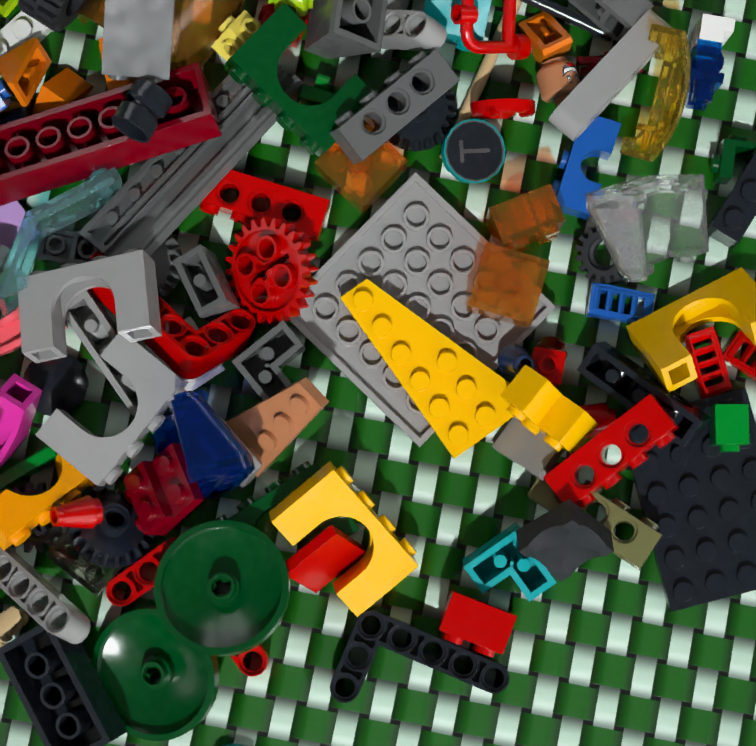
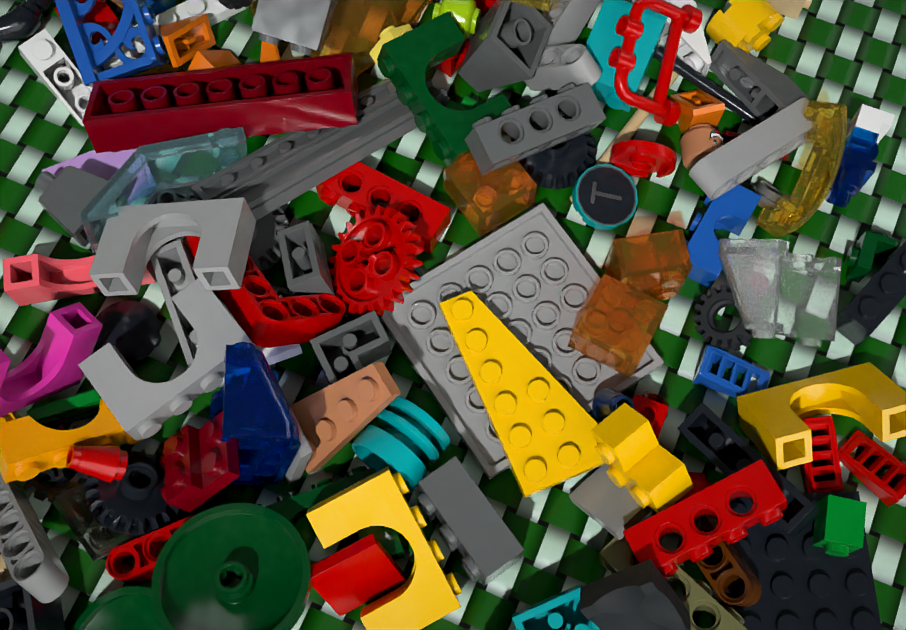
camera: 10 degrees right, 15 degrees down
(140, 113) = (282, 72): black wheel -> none
(336, 436) = (404, 439): none -> teal wheel
(409, 493) = (468, 522): none -> dark grey brick
(628, 115) = (769, 195): none -> dark grey plate
(642, 482) = (728, 571): none -> reddish brown beam

